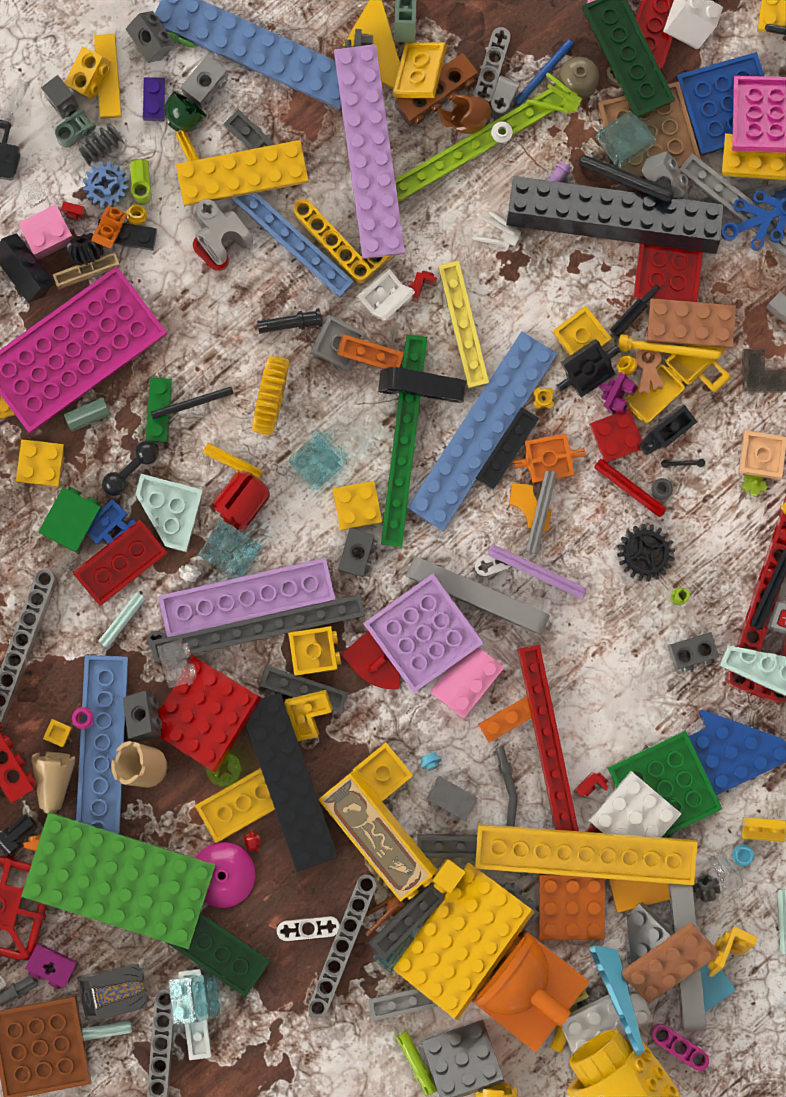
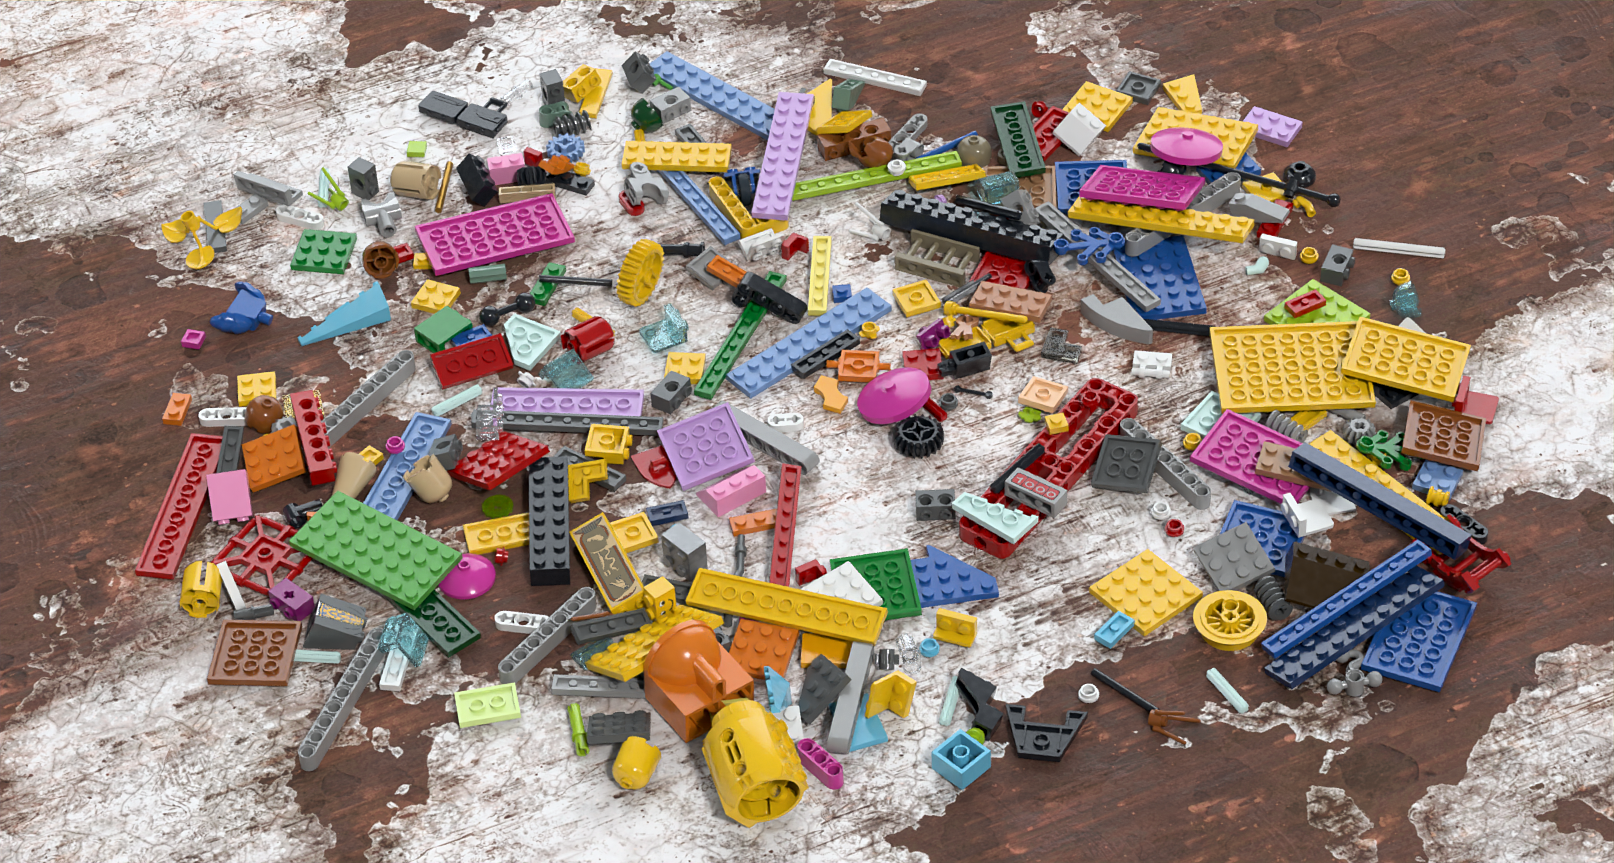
camera: 20 degrees right, 40 degrees down
(140, 180) = (594, 151): lime piece -> none
(153, 99) = (623, 113): dark purple plate -> none
(311, 1055) = (487, 705): none -> yellowish green plate
(327, 188) = (743, 188): none -> plate
(410, 734) = (667, 513): none -> dark blue plate
(495, 344) = (841, 292): none -> plate
(536, 571) = (819, 429): lavender axle -> none
(541, 512) = (837, 393): light grey axle -> none
(561, 132) = (946, 177): none -> yellow tile
(570, 99) = (959, 157): lime plant -> none
(588, 368) = (912, 313): black plate -> none
(596, 285) = (933, 270): none -> dark tan fence
(605, 503) = (894, 395): none -> dark pink dish
(670, 962) = (830, 682): nougat plate -> none
(683, 592) = (935, 462): lime pin -> none
(710, 269) = (1039, 273): none -> black piece

